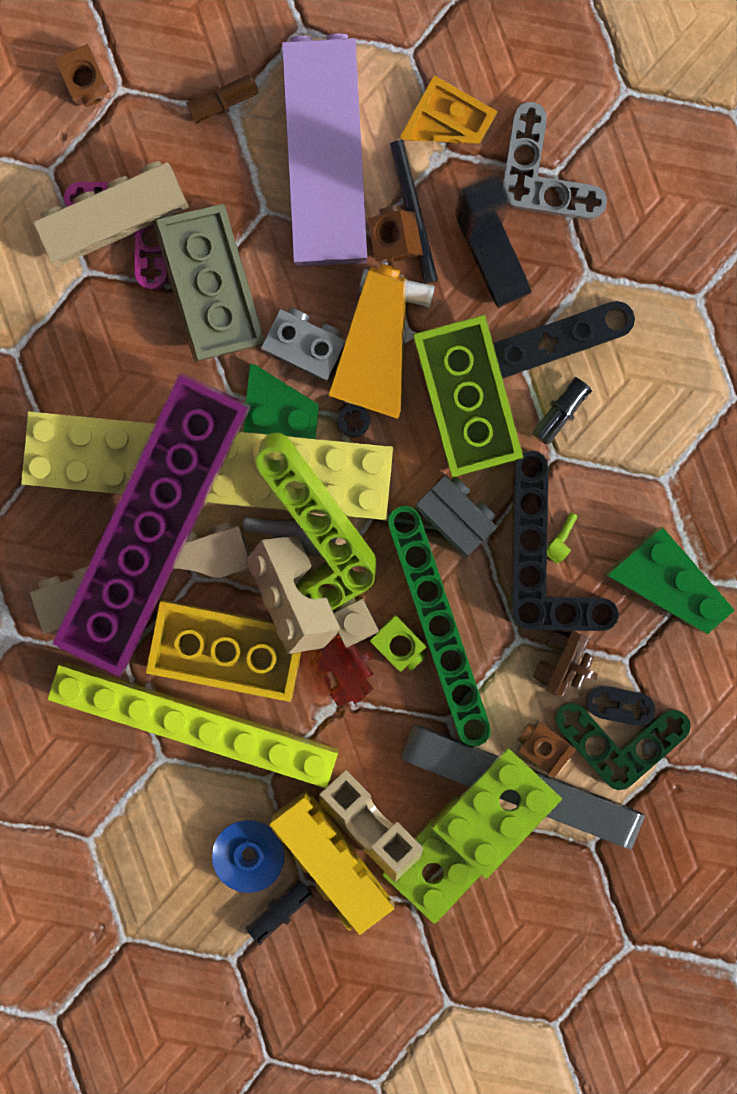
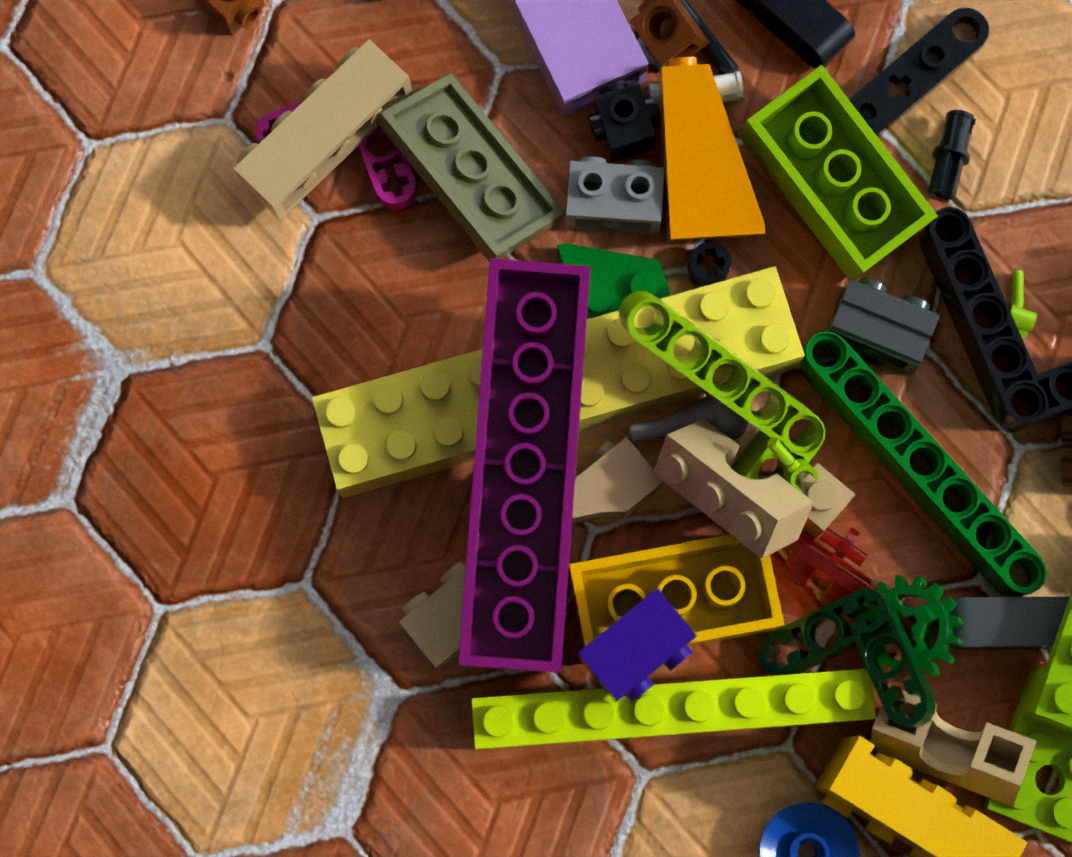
camera: 20 degrees left, 10 degrees down
(179, 679) = (637, 647): none -> dark purple brick
(333, 305) = (624, 121): none -> black brick
(339, 596) = (791, 465): none -> lime hand
(343, 733) = (869, 640): none -> dark green beam
(370, 722) = (927, 619): none -> green gear
(394, 628) = (860, 509): lime brick -> none

